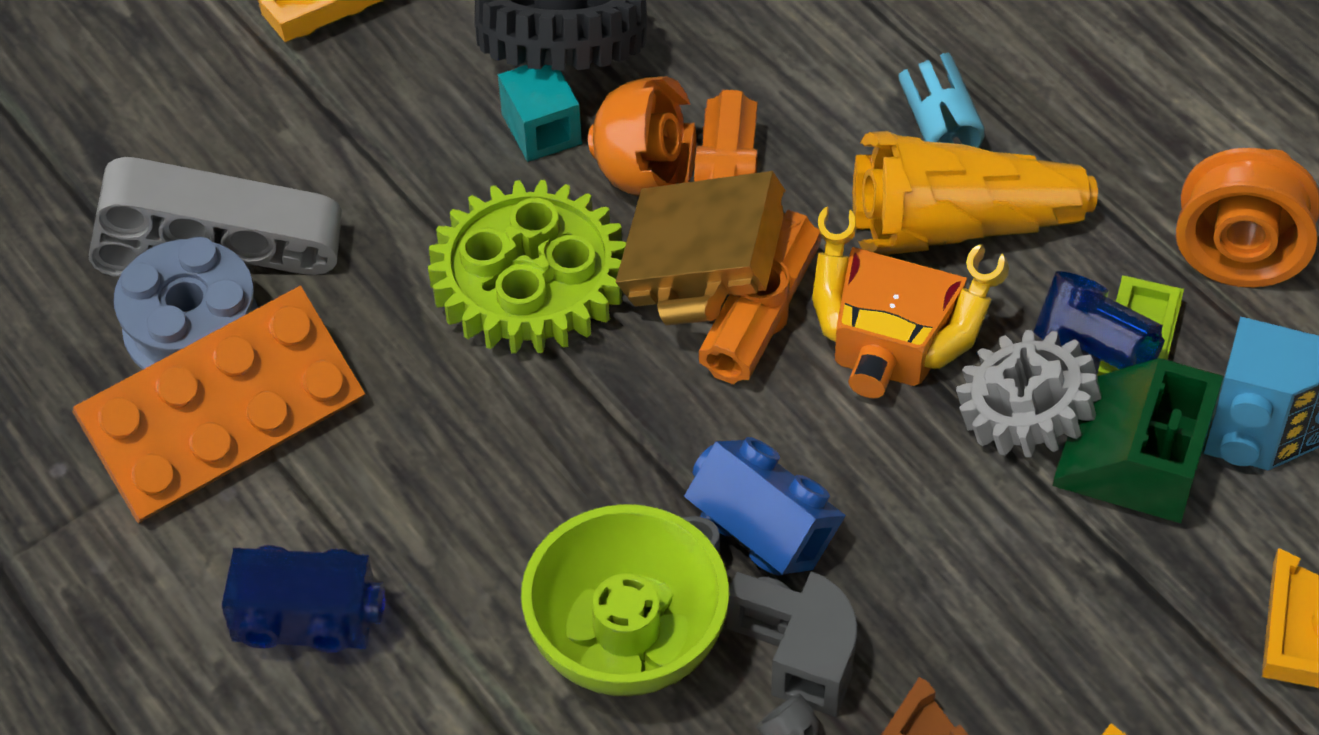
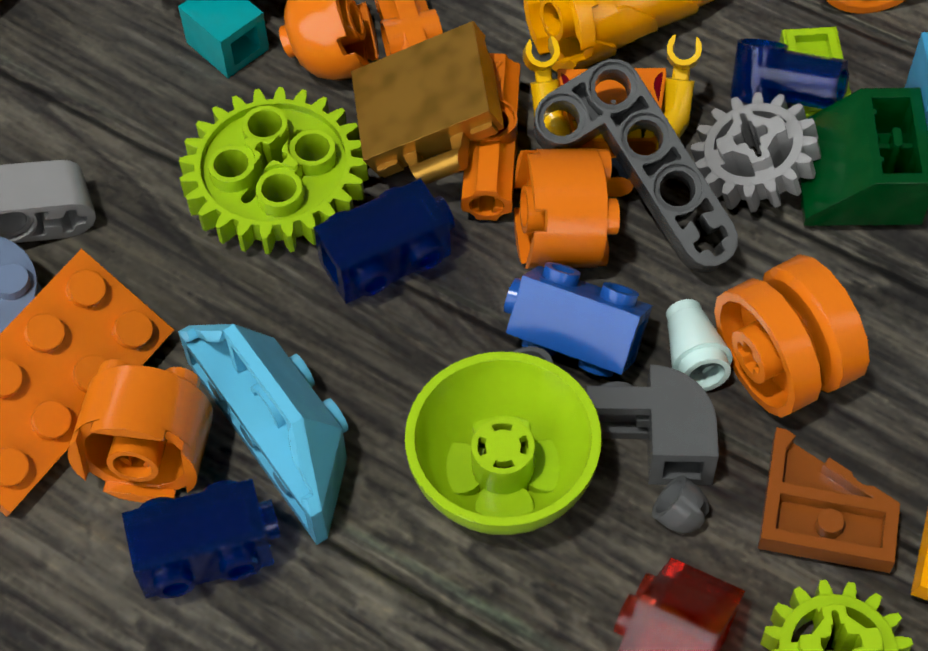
camera: 20 degrees left, 5 degrees up
(288, 478) = (142, 430): none -> orange brick
(426, 509) = (275, 415): none -> medium azure wedge
(605, 367) = (384, 240): none -> clear blue brick
(797, 389) = (564, 207): none -> orange brick
(877, 573) = (697, 345): none -> light aqua cone
(895, 376) = (644, 171): none -> dark grey beam
(969, 587) = (792, 335): none -> orange wheel

